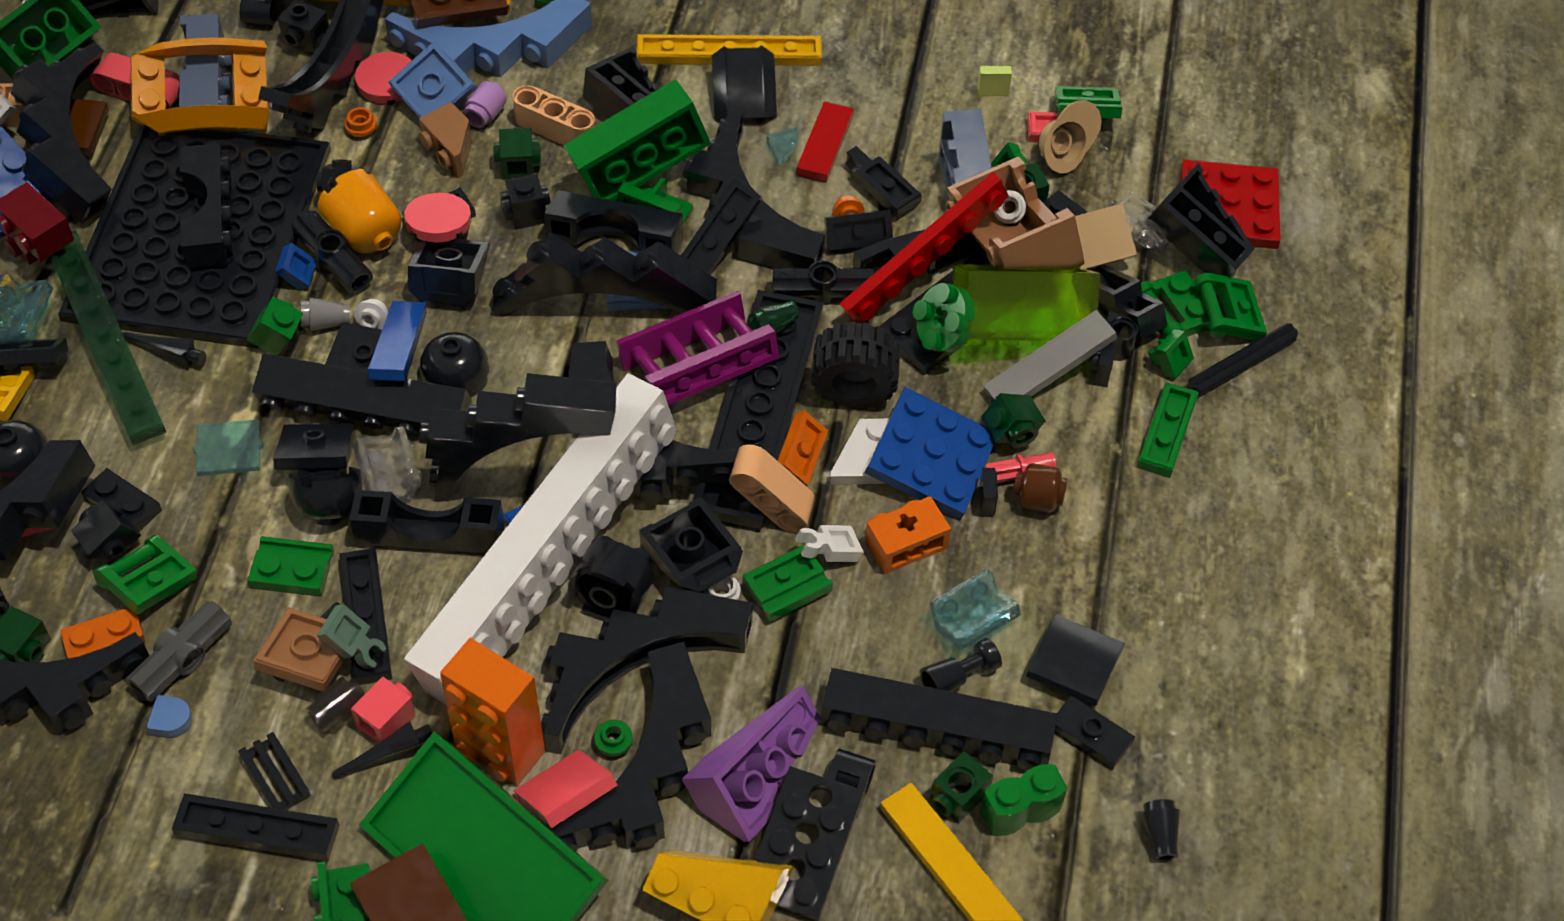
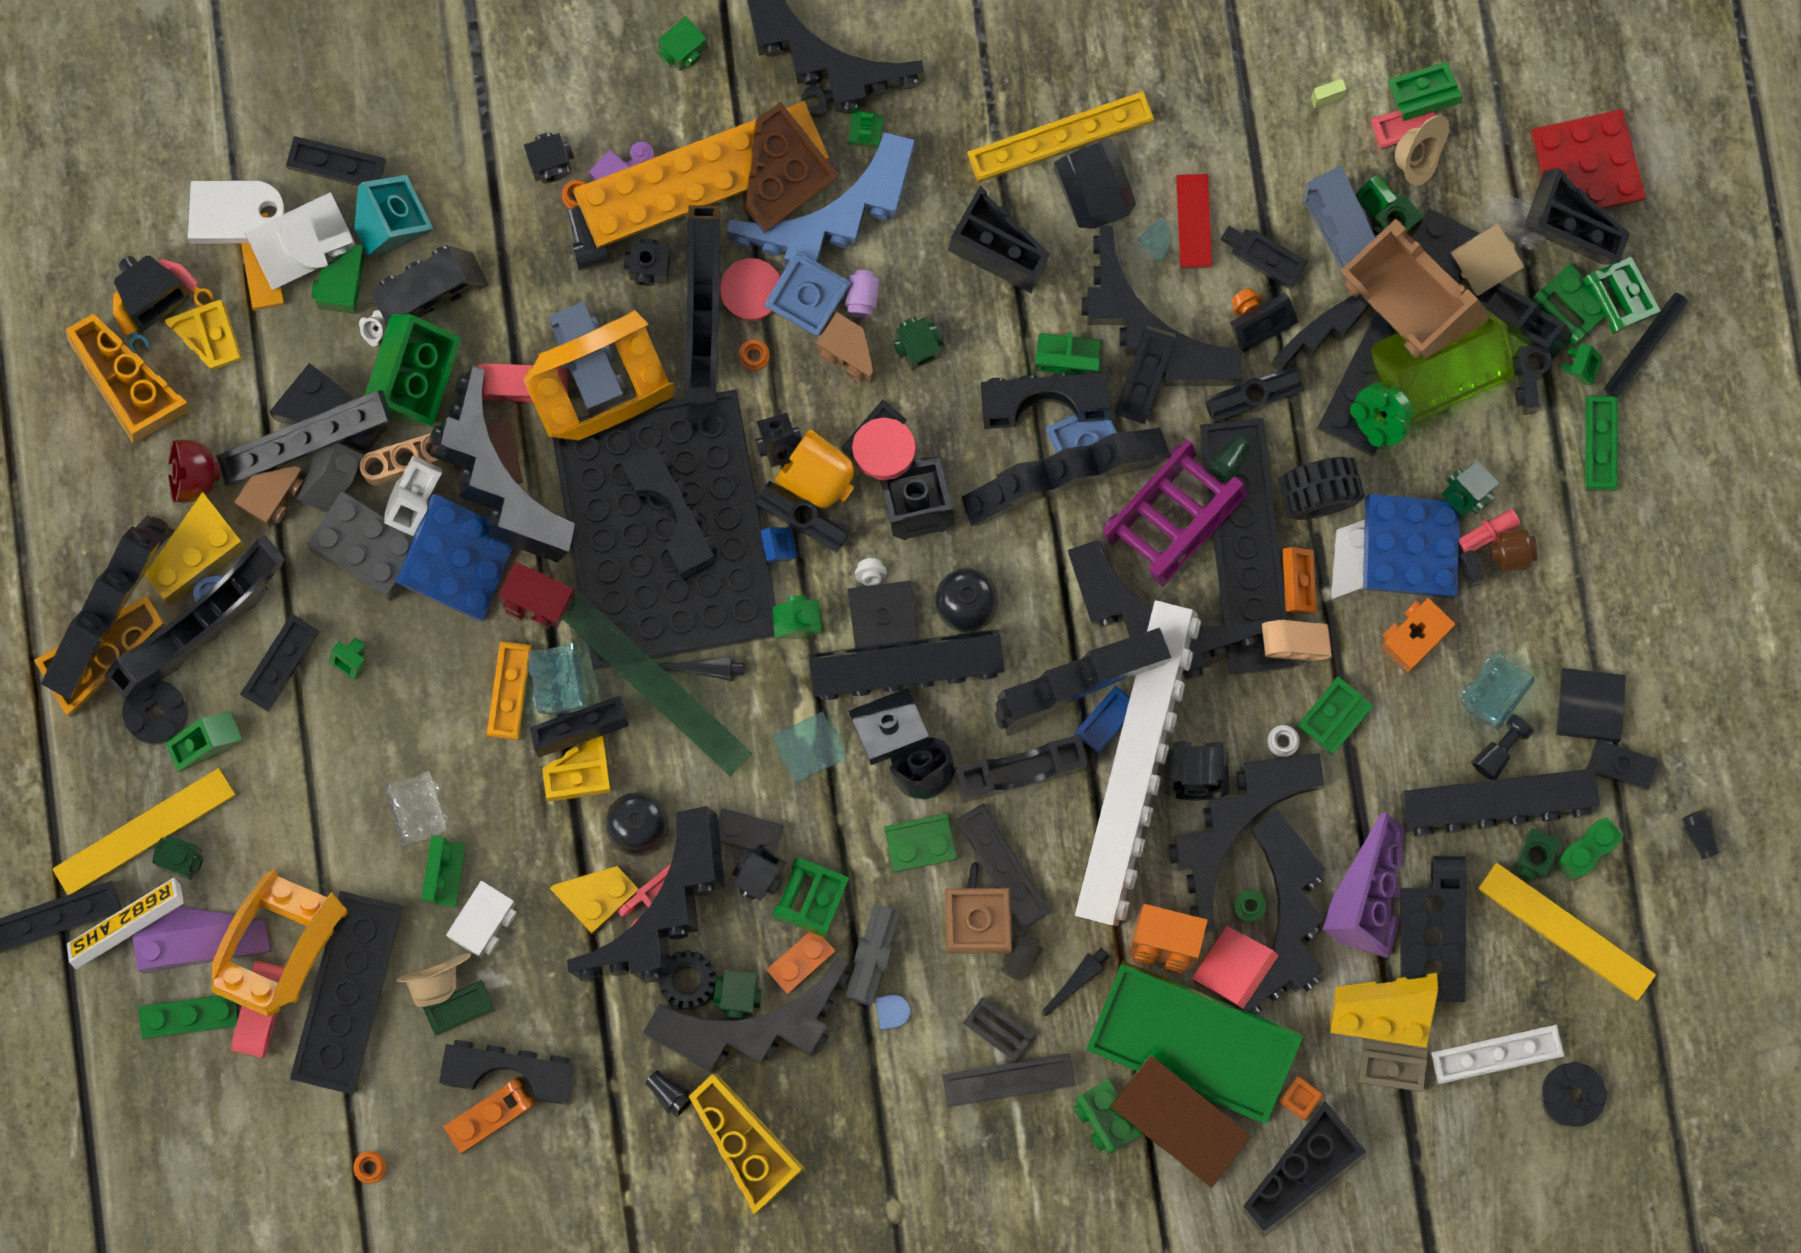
camera: 20 degrees left, 25 degrees up
(323, 314) = (827, 585): light grey cone -> none
(346, 636) = (1013, 902): sand green plate -> none
(383, 709) = (1062, 948): coral brick -> none
(388, 464) = (959, 724): clear bracket -> none
(397, 341) = (913, 598): blue tile -> none
(524, 201) = (951, 399): black brick -> none
(550, 115) = (923, 277): light nougat beam -> none
(638, 142) = (1037, 311): green brick -> none
(692, 547) = (1251, 718): black slope -> none
(834, 541) = (1359, 665): white plate -> none
(925, 249) = (1335, 356): red plate -> none
(1019, 212) = (1400, 275): white plate -> none
(1054, 358) = (1483, 416): light grey tile -> none

